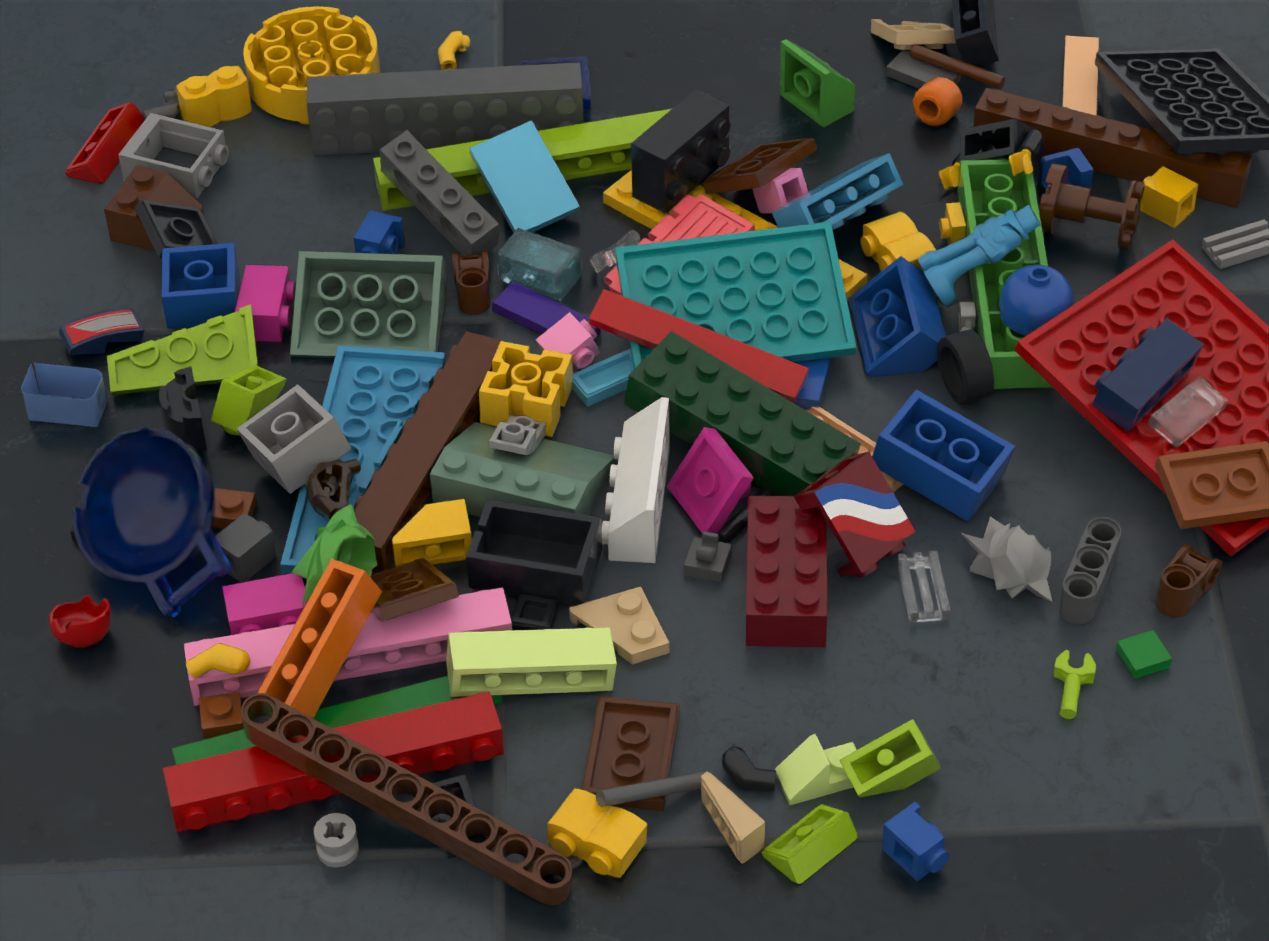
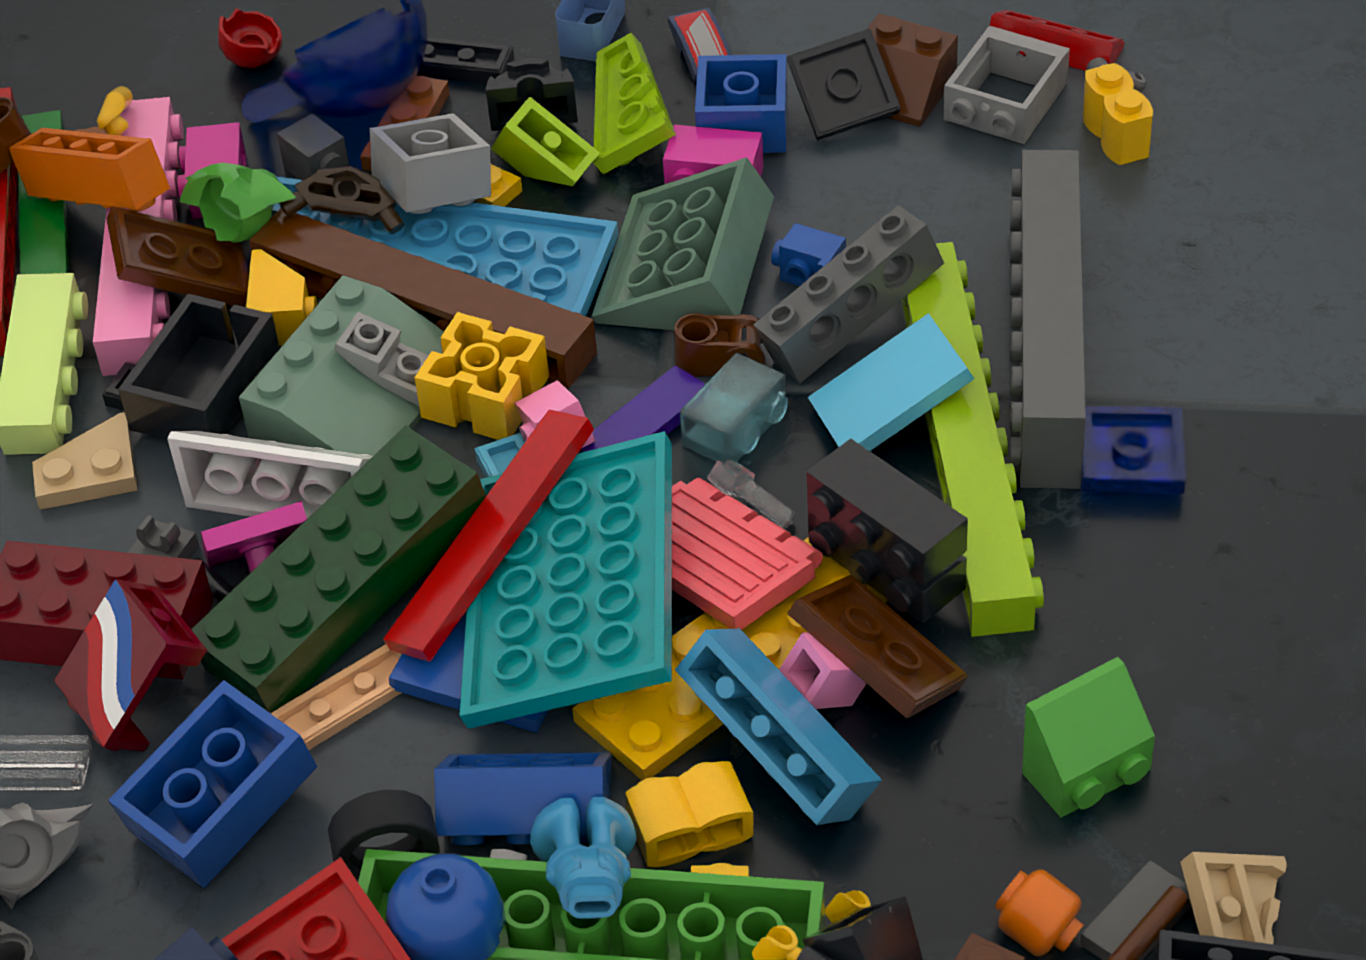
camera: 100 degrees right, 0 degrees up
(301, 46) = (1175, 195): yellow brick -> none
(447, 50) = (1225, 342): yellow arm -> none

